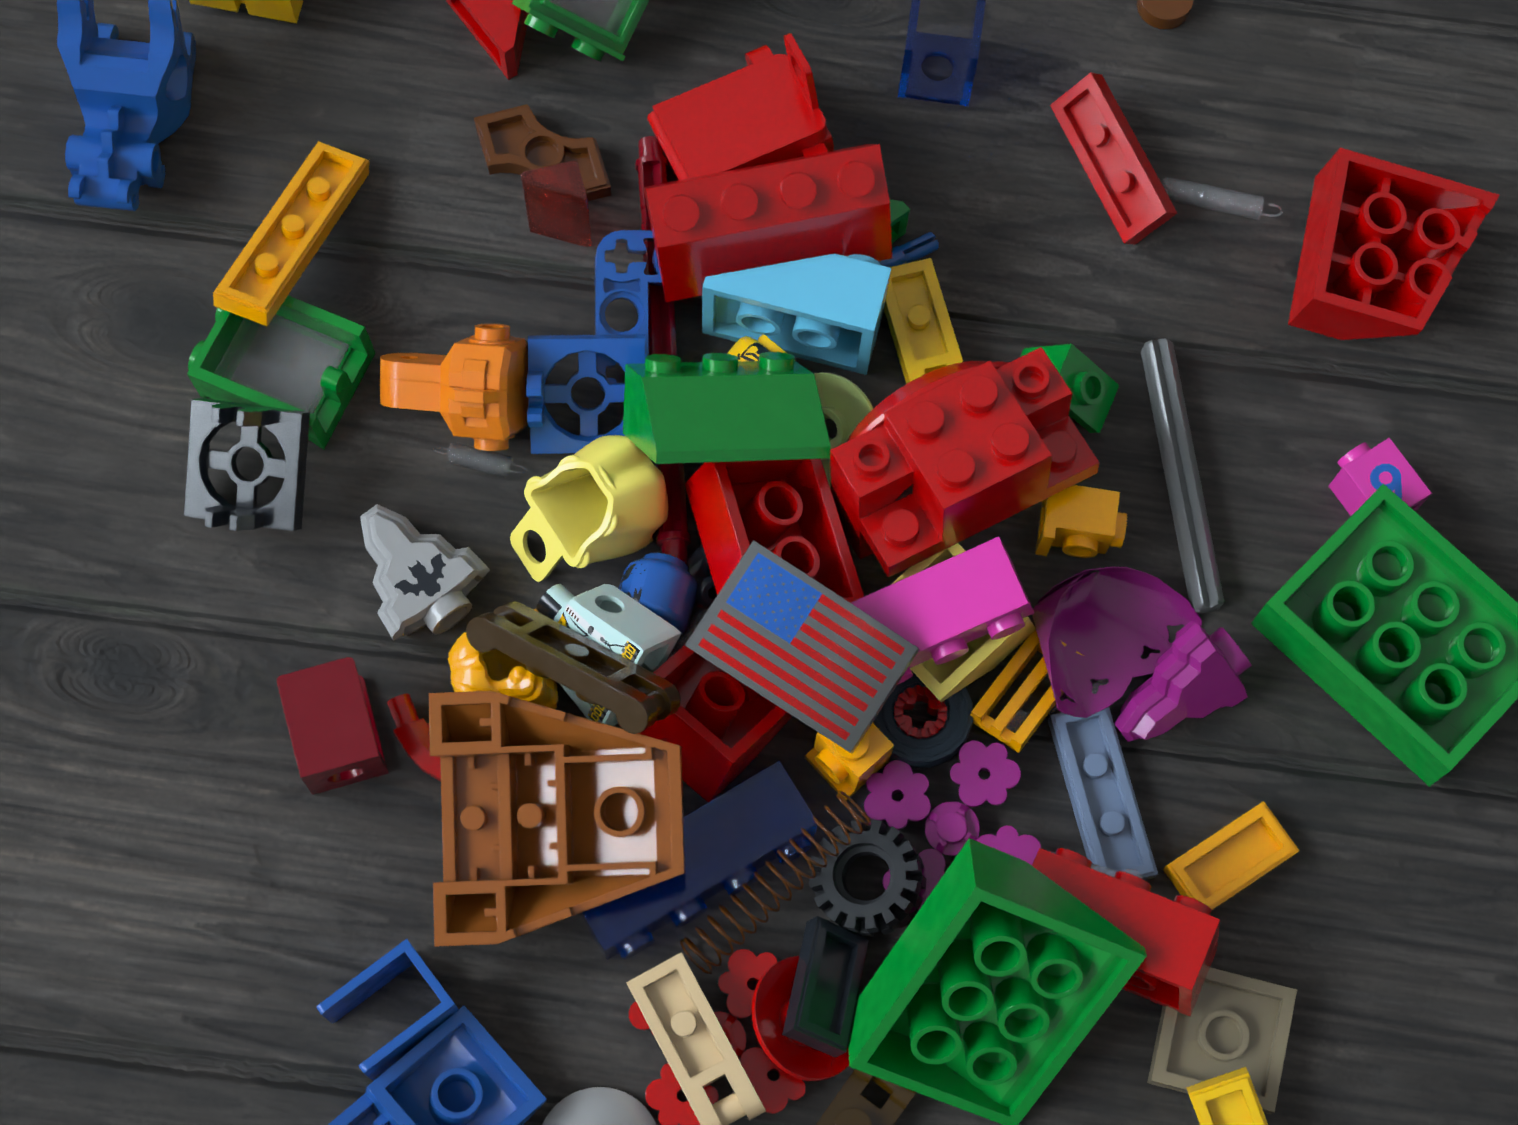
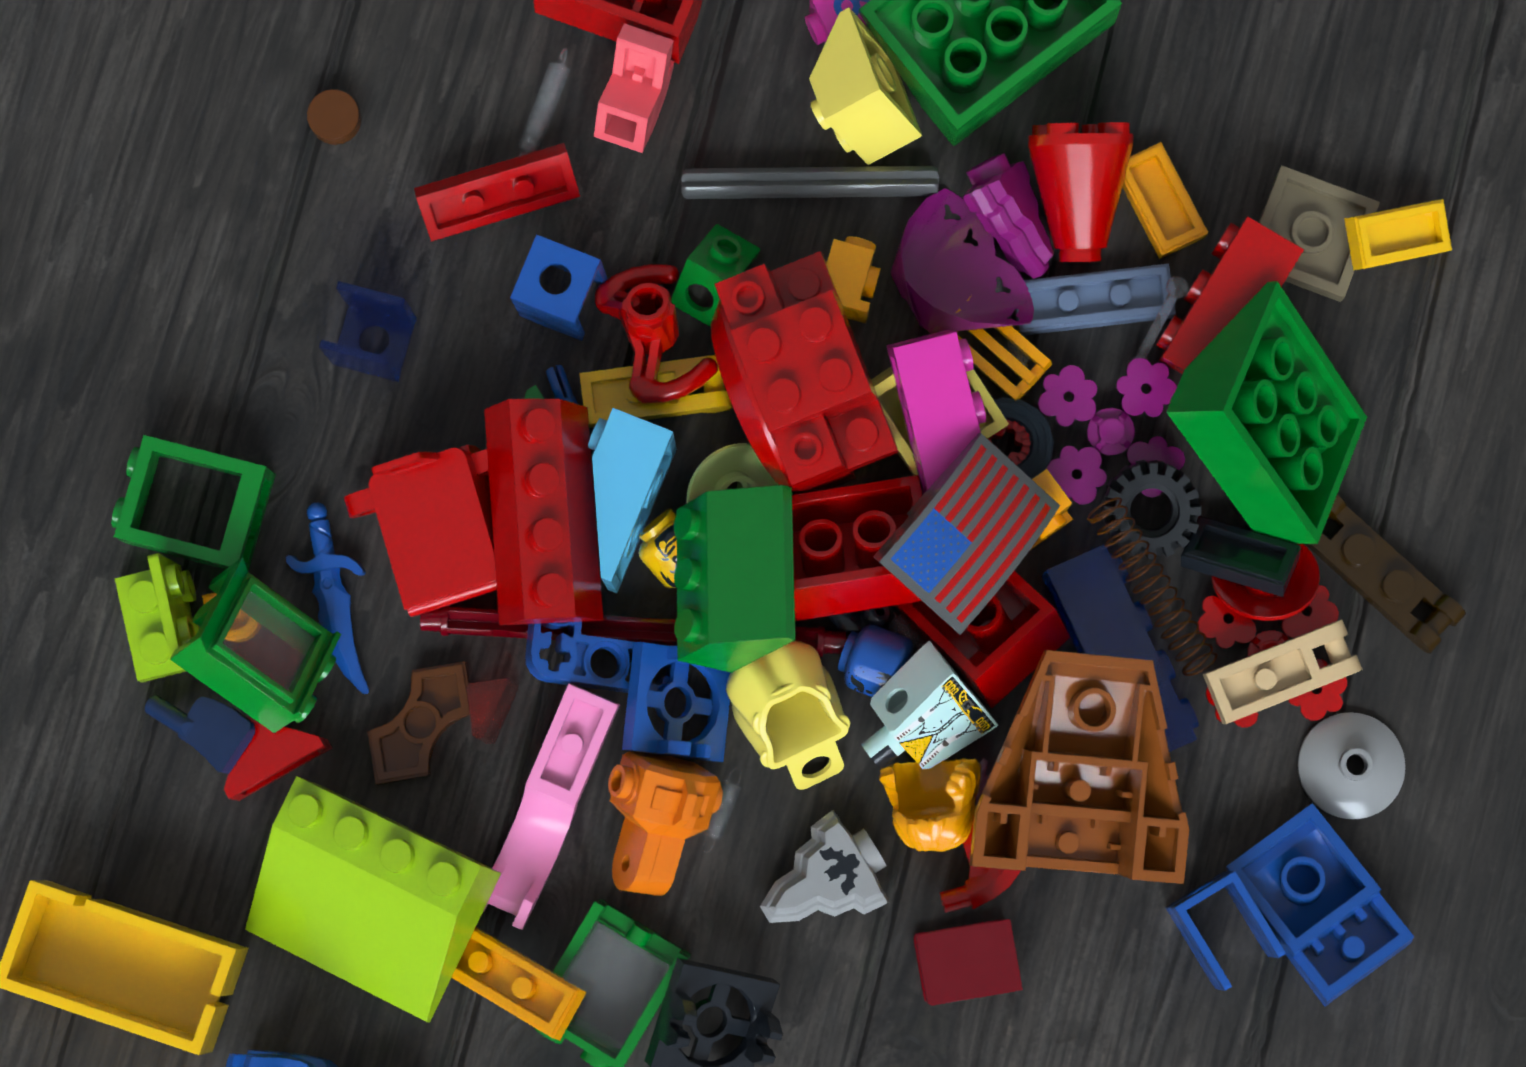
camera: 75 degrees left, 10 degrees up
(356, 117) = (367, 898): none -> lime slope
(484, 280) = (550, 800): none -> bright pink piece
(577, 663) = (954, 735): dark brown plate -> none
(669, 55) = (332, 597): none -> blue piece
(986, 317) = (651, 330): none -> red piece
(1036, 228) = (556, 310): none -> blue piece
(1231, 757) = (1080, 183): none -> red cone
(1249, 281) = (635, 88): none -> coral brick
(1291, 500) = (861, 92): none -> light yellow slope

